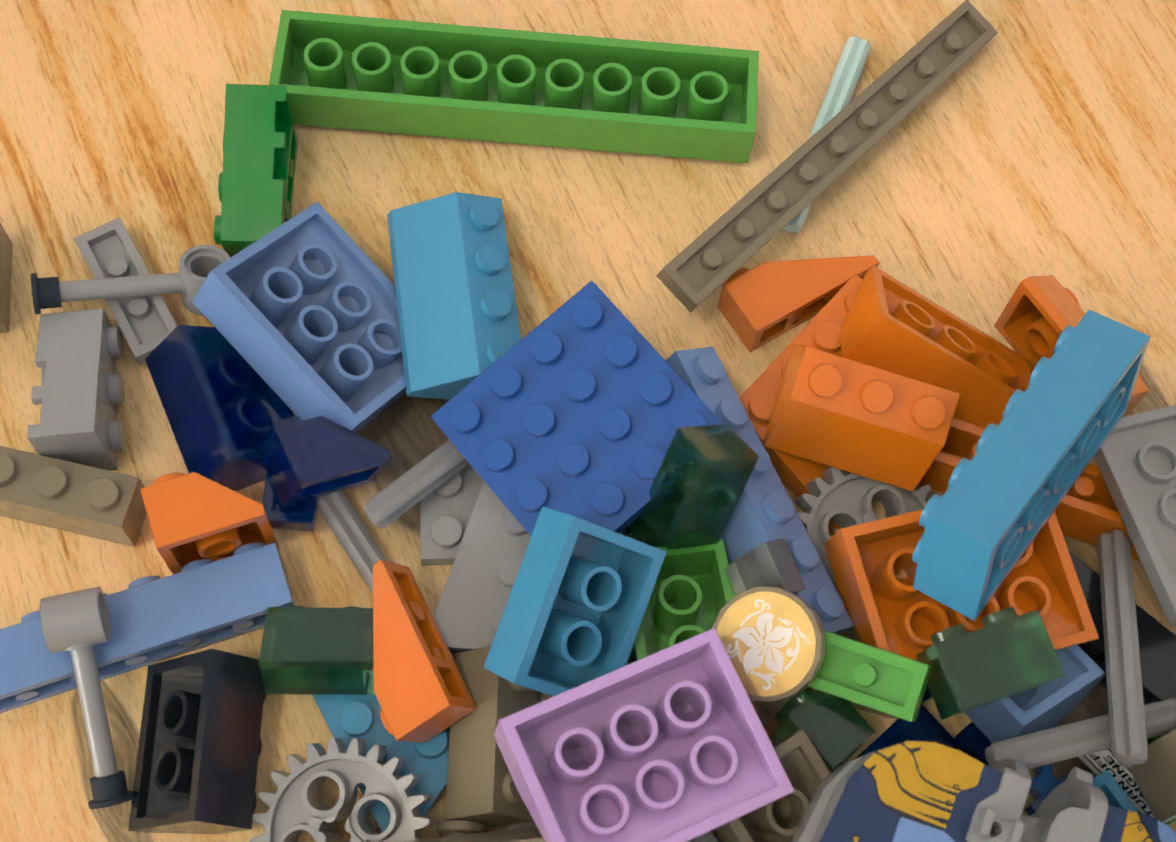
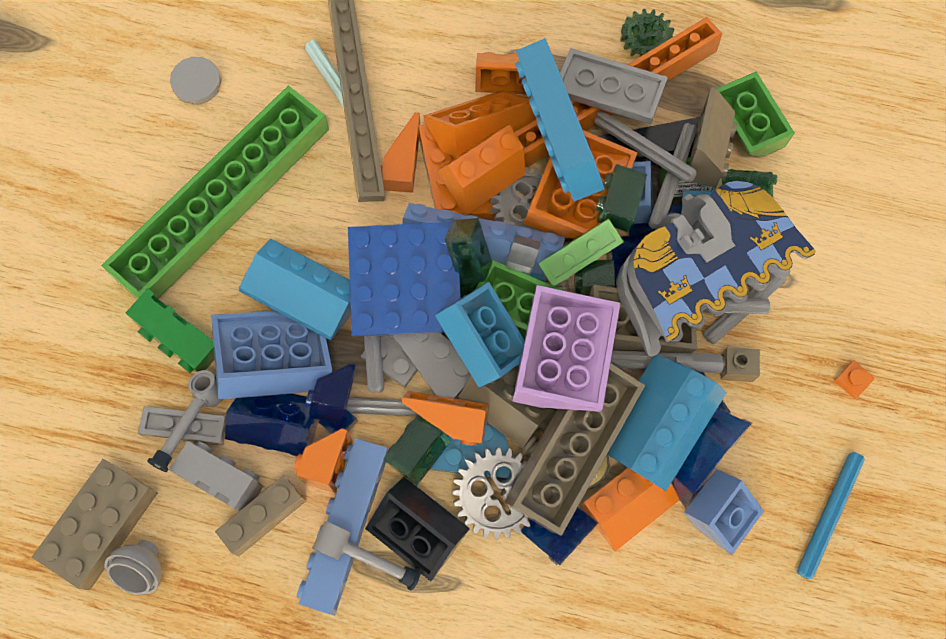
camera: 50 degrees left, 5 degrees up
(772, 642) = (553, 268): tile -> none

